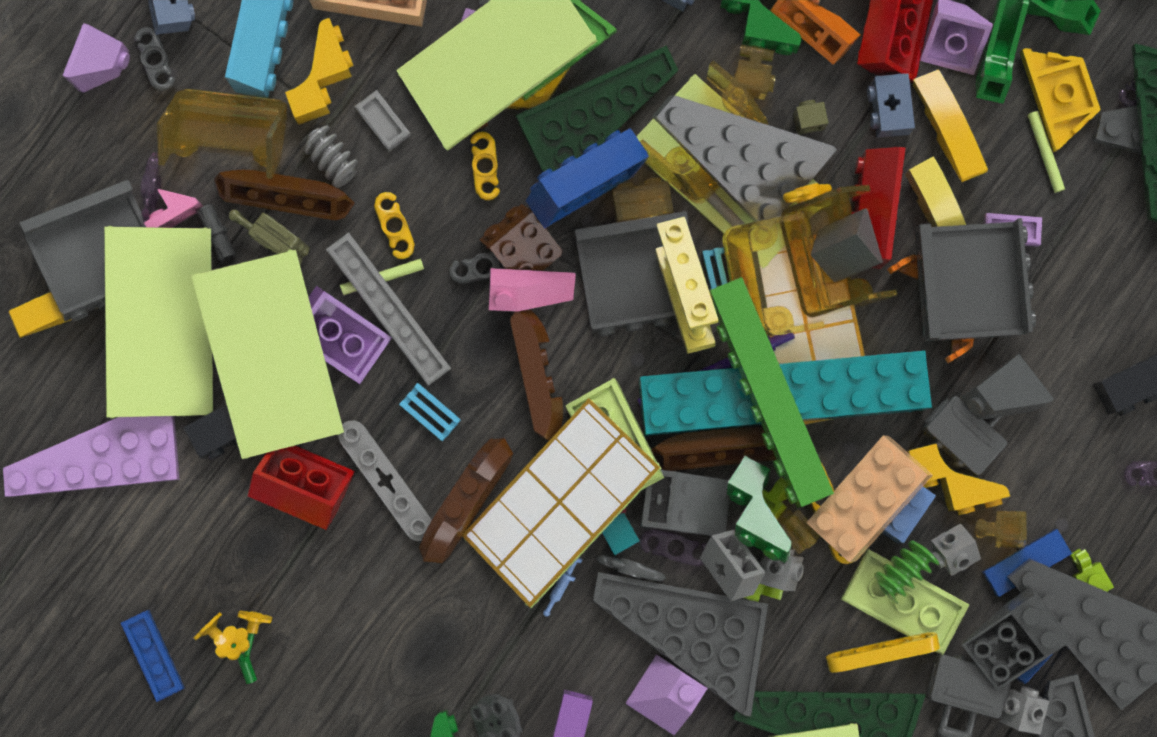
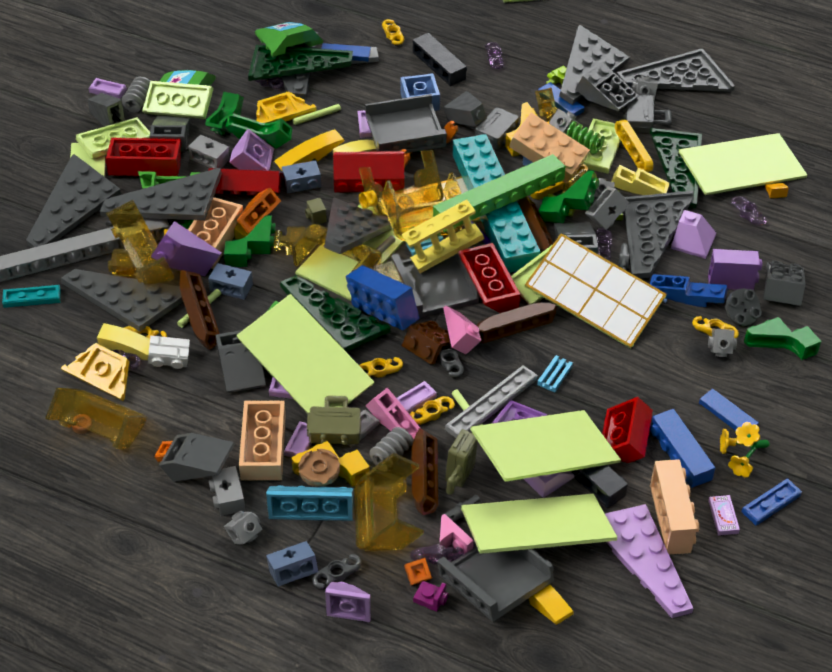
camera: 95 degrees left, 35 degrees down
(94, 169) = (431, 595): none -> magenta bracket
(130, 158) = (418, 571): none -> orange tile
(142, 582) = (723, 515): none -> lavender tile
(144, 508) = (674, 507): none -> light nougat brick
(258, 554) = (682, 446): none -> brick
(301, 50) = (319, 467): none -> medium nougat tile
(314, 643) = (725, 410): none -> tile
(368, 458) = (619, 379): light grey piece -> none
(375, 42) = (299, 441): none -> lavender tile
(379, 81) = (334, 424): none -> olive piece
(384, 169) = (392, 413): none -> bright pink slope
(421, 207) = (417, 397): none -> lavender tile
(434, 669) = (729, 342): none -> light grey brick
(465, 500) = (608, 344): reddish brown brick -> none
(474, 686) = (706, 328): none -> yellow piece
(550, 650) = (683, 291): none -> blue slope
(615, 348) = (491, 277): none -> red slope
(800, 641) = (639, 182): none -> light yellow slope
(847, 246) = (399, 173): dark grey slope -> none
(1062, 322) = (421, 85): none -> medium blue slope

